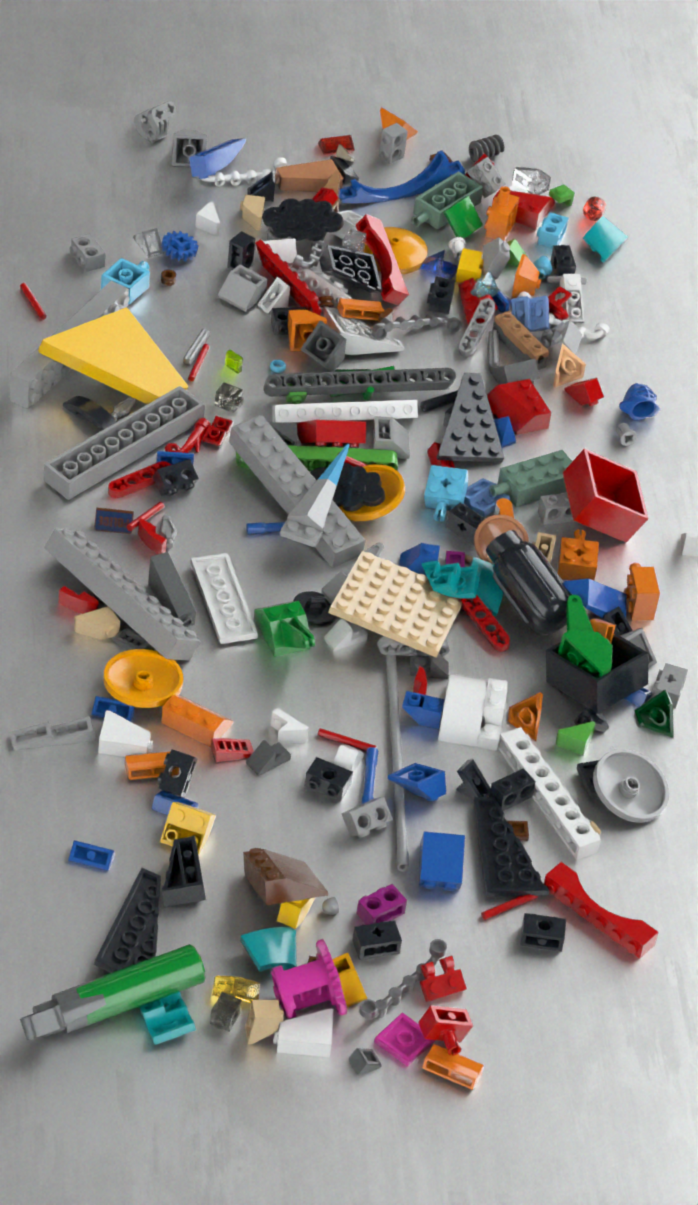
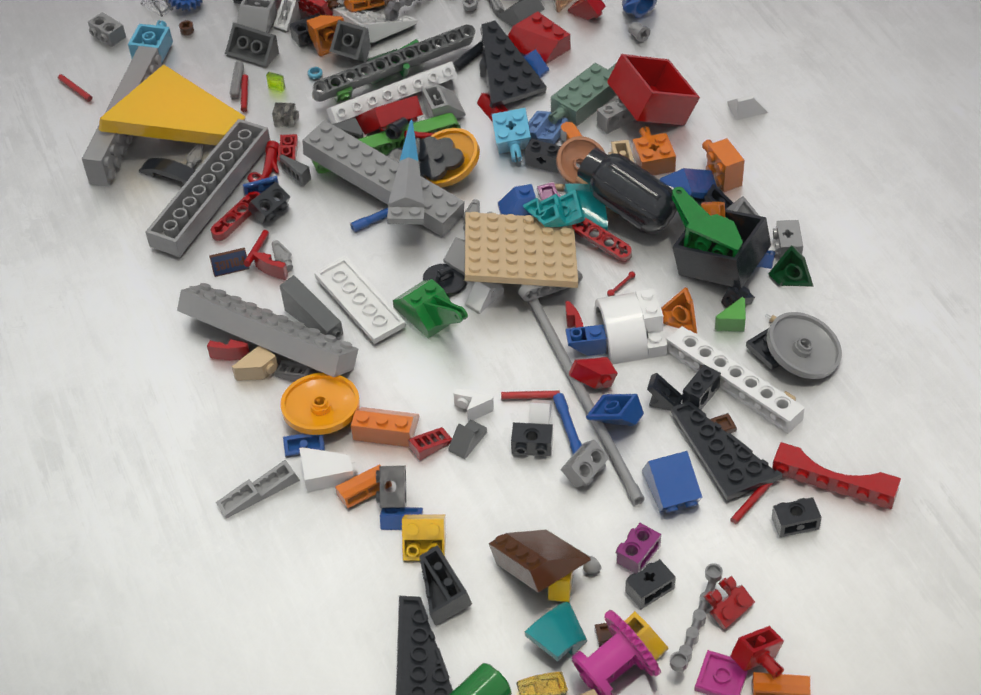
camera: 10 degrees left, 5 degrees up
(91, 855) = (344, 599): blue slope -> none
(216, 455) = (297, 170): none -> dark grey slope
(226, 317) = (252, 45): none -> dark grey slope
(331, 447) = (396, 128): none -> black cone
(415, 740) = (594, 372): none -> red slope
(433, 666) = (577, 296): dark grey slope -> none
(499, 666) = (611, 292): none -> red hinge

